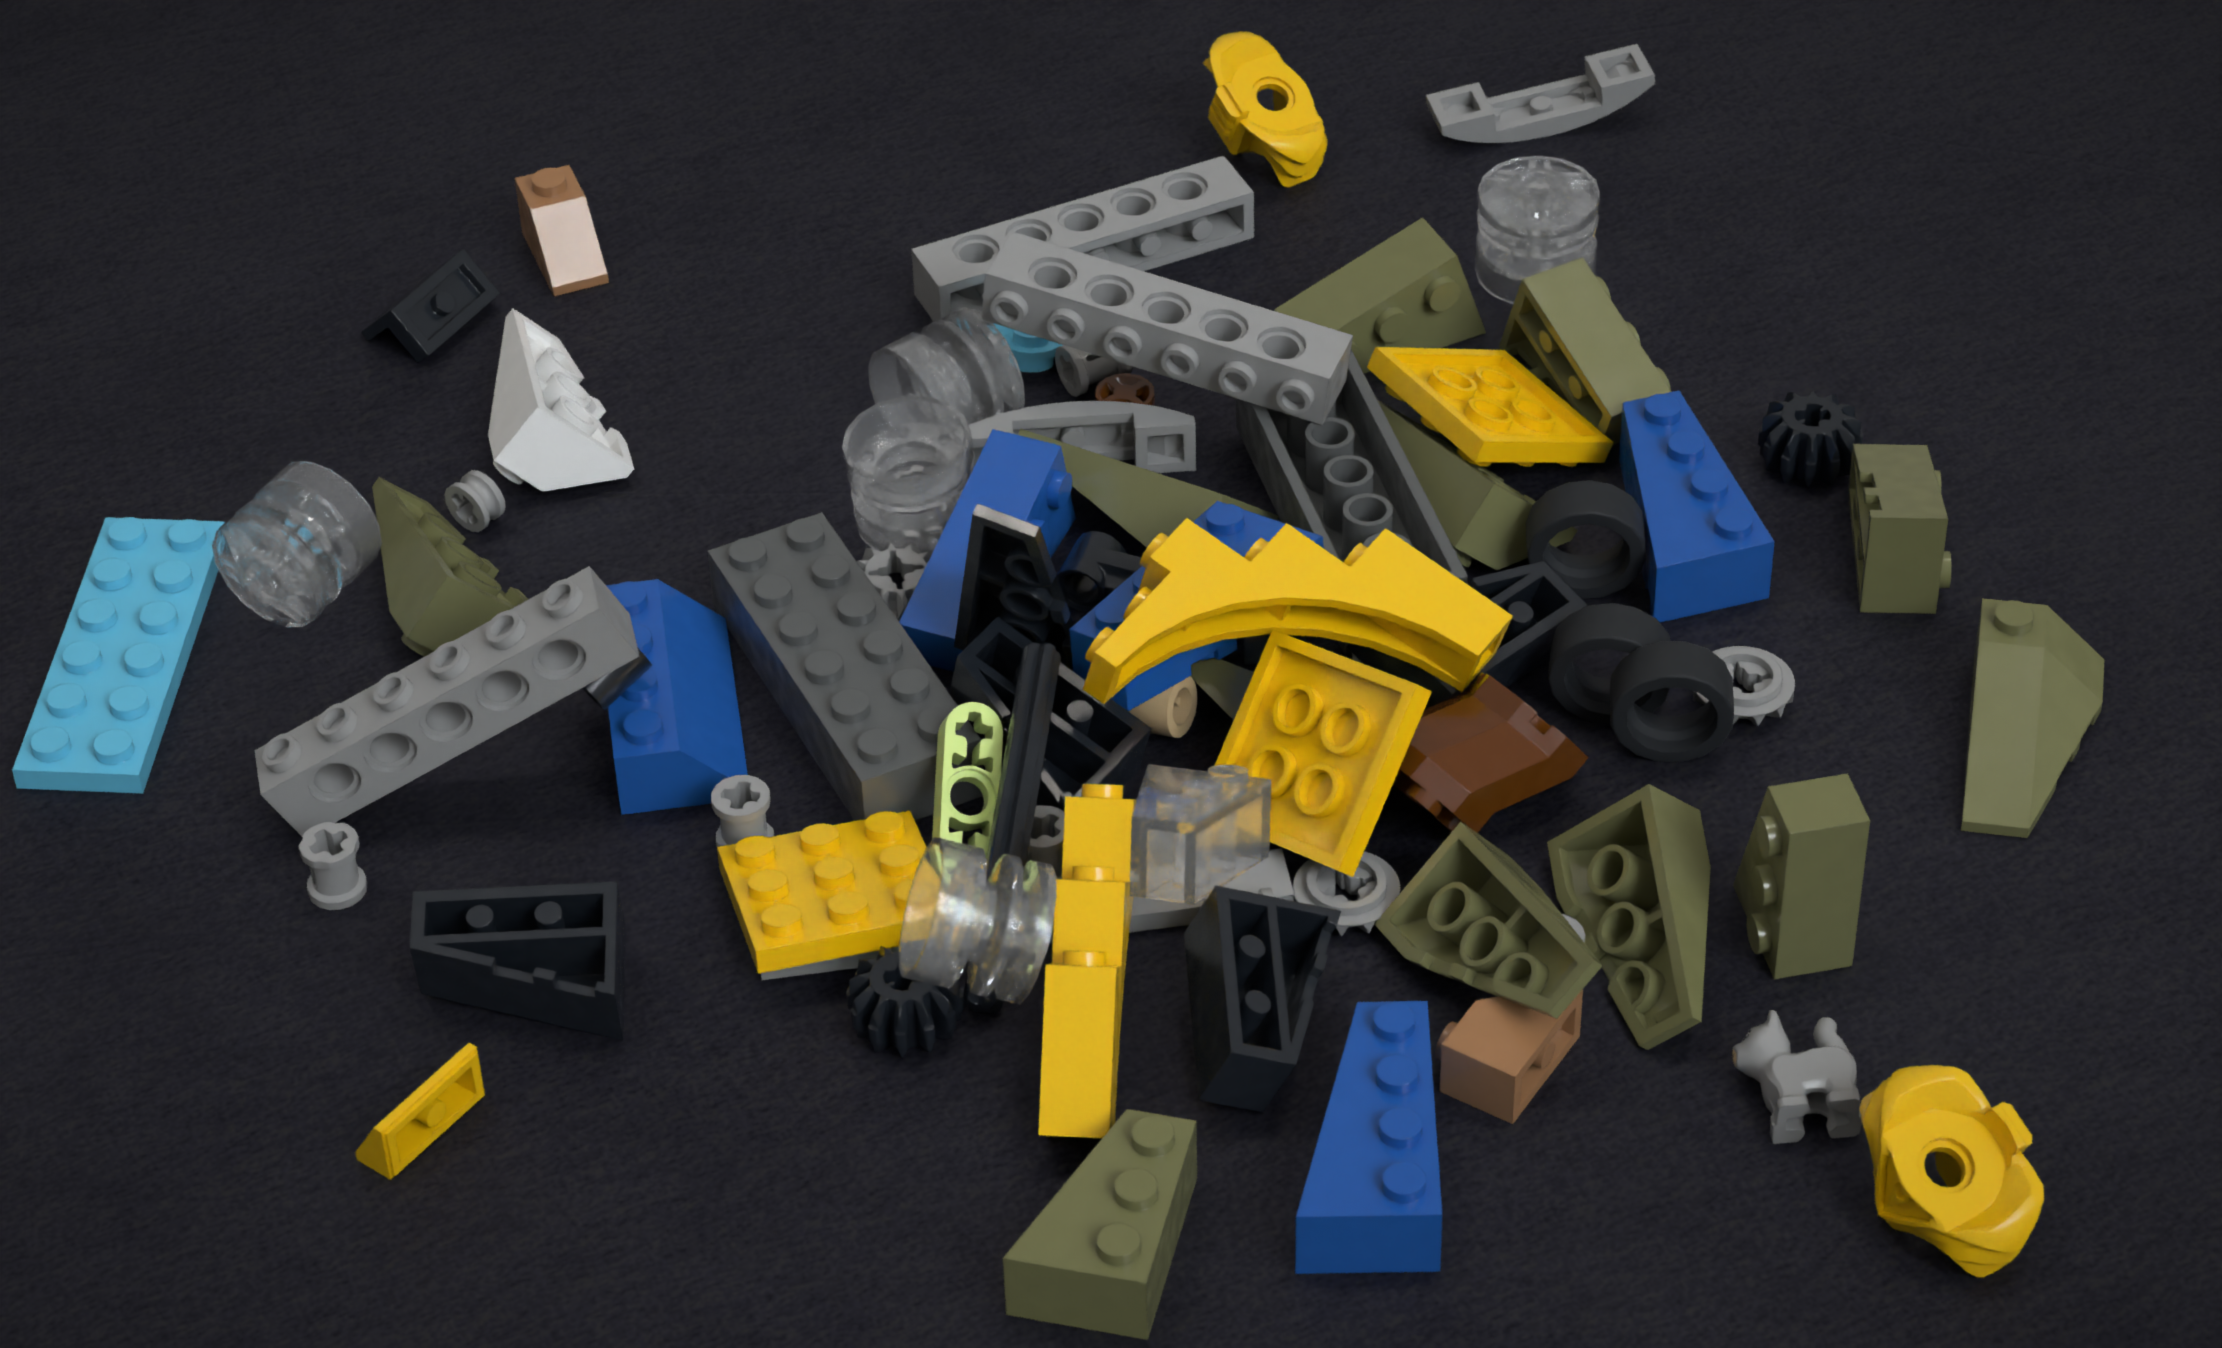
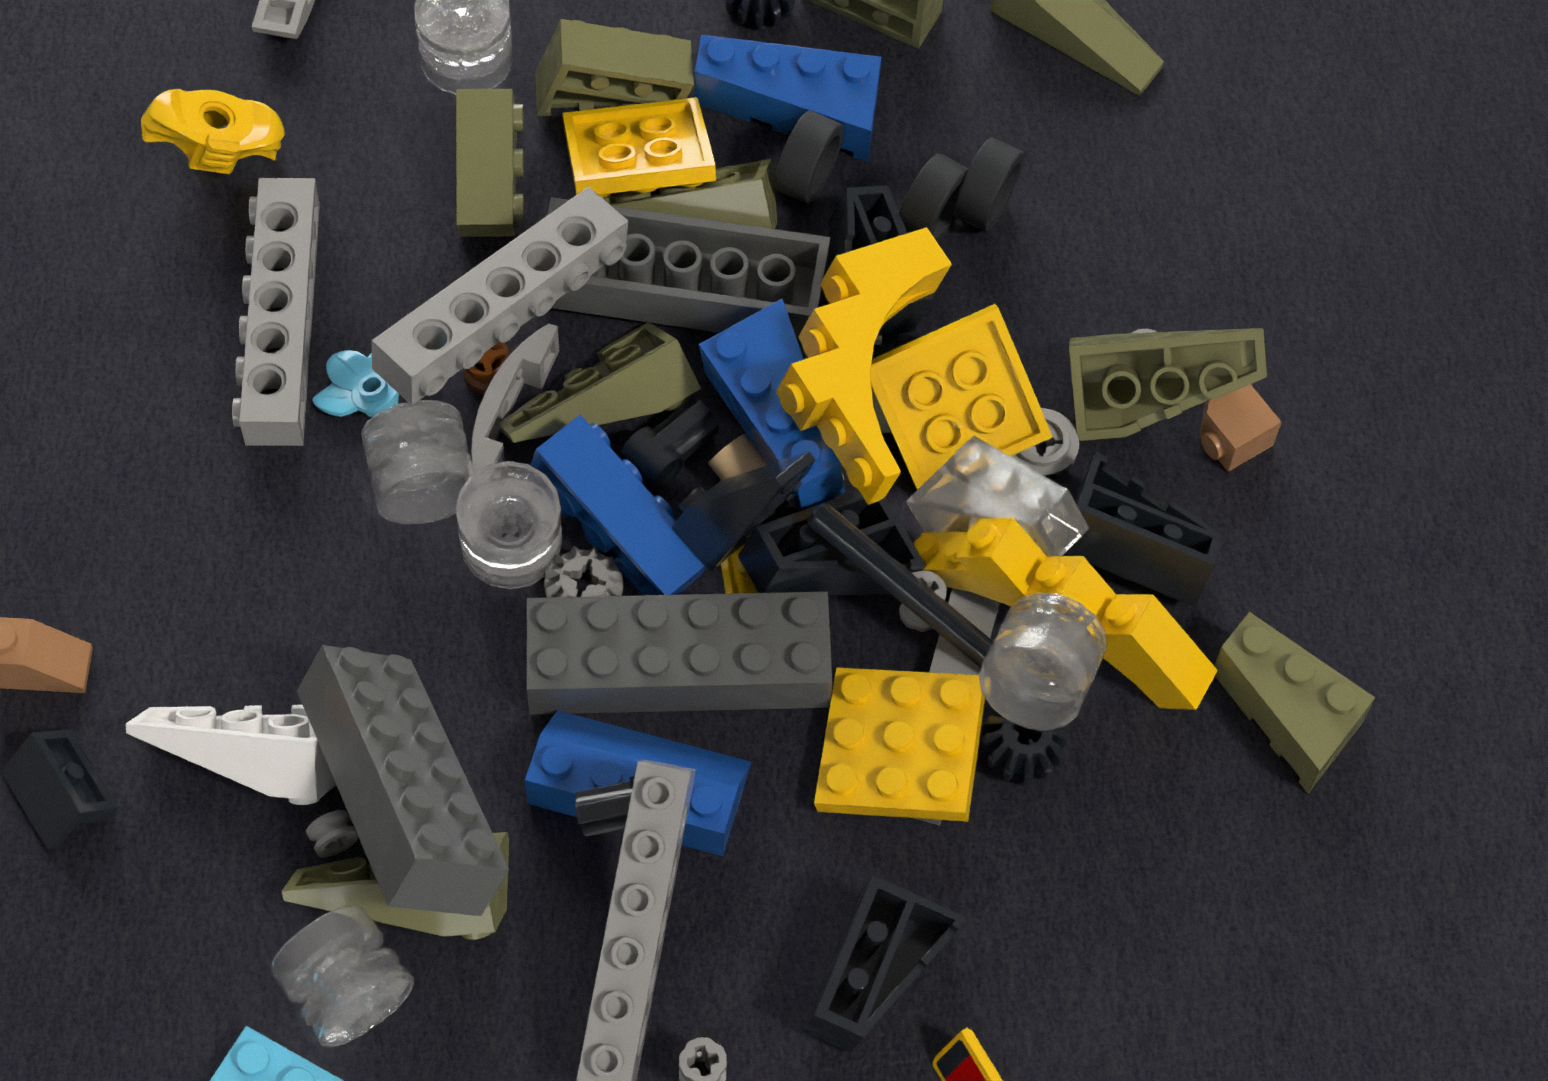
camera: 70 degrees left, 20 degrees up
(516, 468) = (401, 782): none -> dark grey brick
(742, 808) = (789, 762): light grey bush -> none
(953, 749) = (845, 602): yellowish green beam -> none
(1376, 1161) = (1286, 520): blue wedge -> none
(1483, 755) = (986, 282): reddish brown brick -> none
(1643, 898) = (1133, 285): olive wedge -> none
(1757, 672) = (951, 126): light grey gear -> none
(1804, 1081) = (1333, 278): light grey animal -> none
(1805, 875) = (1193, 190): olive wedge -> none
(1978, 1153) = (1443, 216): yellow piece -> none

